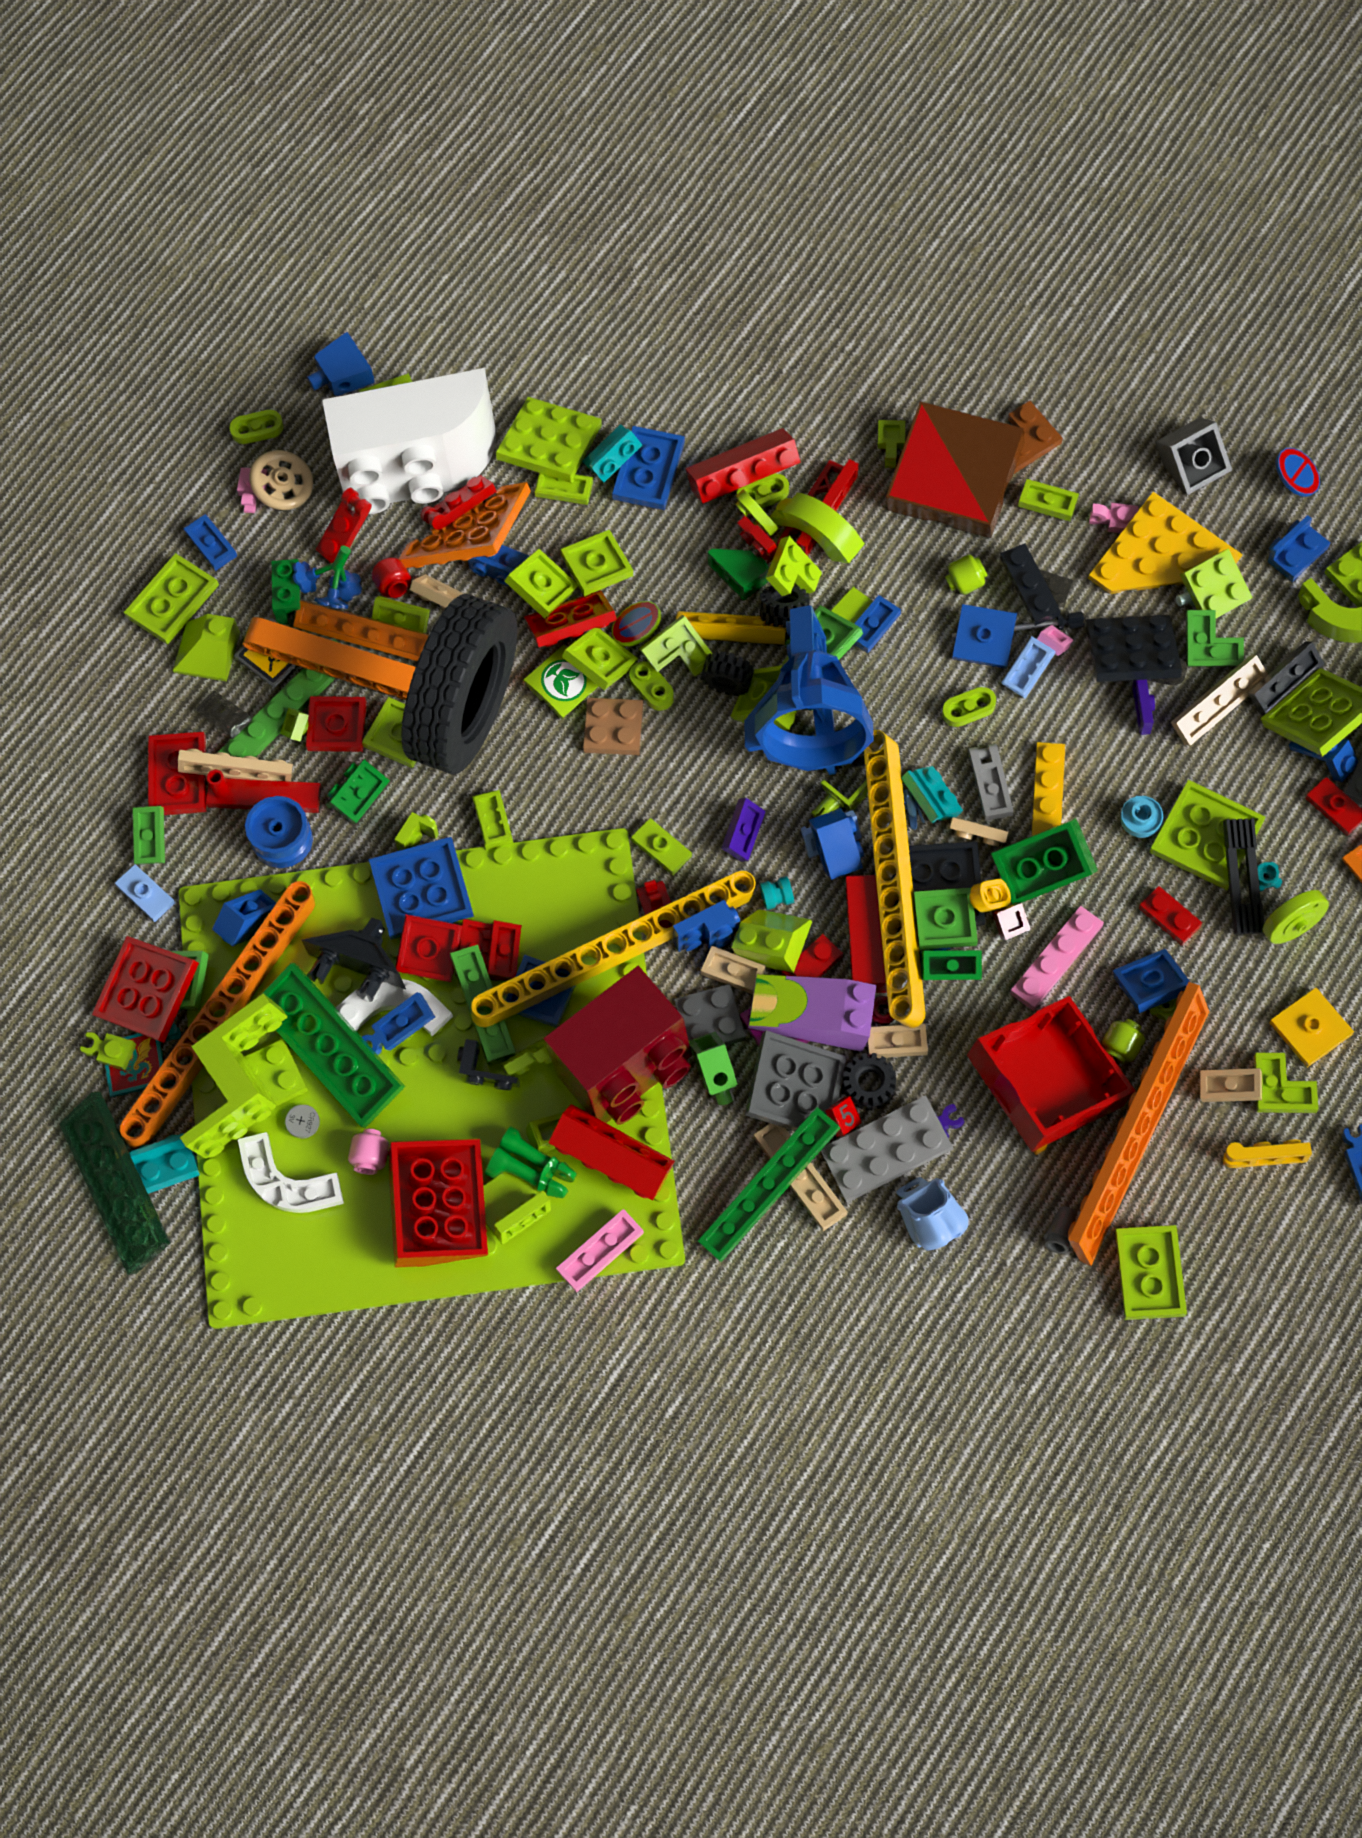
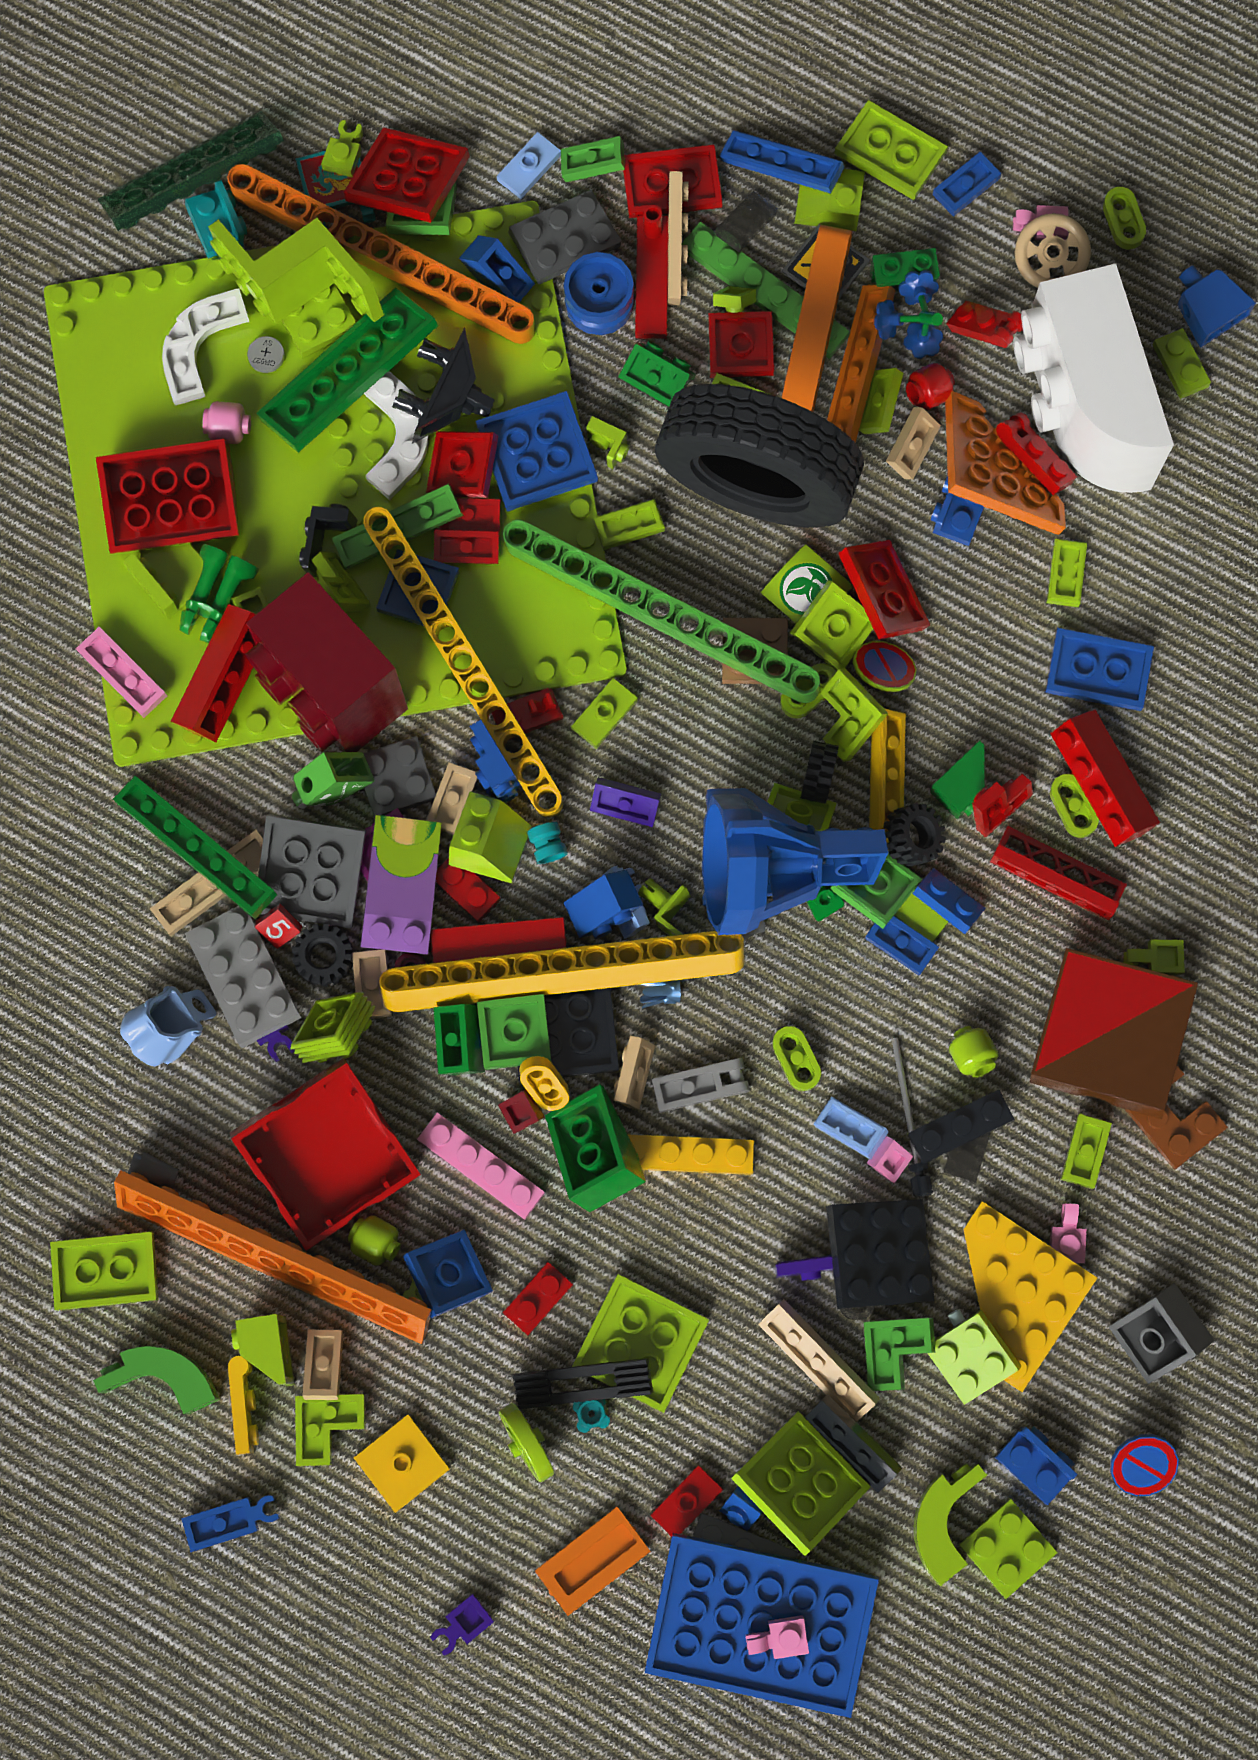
camera: 85 degrees right, 10 degrees up
(173, 680) = (782, 161): none -> blue tile
(219, 862) = (563, 235): none -> dark grey plate
(400, 1023) = (369, 440): blue plate -> none
(541, 583) = (928, 553): lime plate -> none
(549, 439) = (1129, 550): lime plate -> none
(577, 802) = (669, 624): none -> bright green beam
(596, 562) = (964, 616): lime plate -> none
(612, 453) = (1112, 623): teal bracket -> none
(747, 505) = (1040, 795): lime plate -> none
(790, 567) = (965, 835): lime plate -> none
(821, 523) = (1021, 870): lime arch -> none
(839, 586) = (949, 901): none -> blue plate
(932, 794) = (677, 1015): teal plate -> none
(939, 1063) = (333, 1028): none -> lime brick
(984, 636) = (892, 1075): blue plate -> none
(1141, 816) = (658, 1263): medium azure plate -> none
(1216, 1126) = (266, 1346): none -> lime slope
(1245, 1200) = (185, 1377): none -> bright green arch

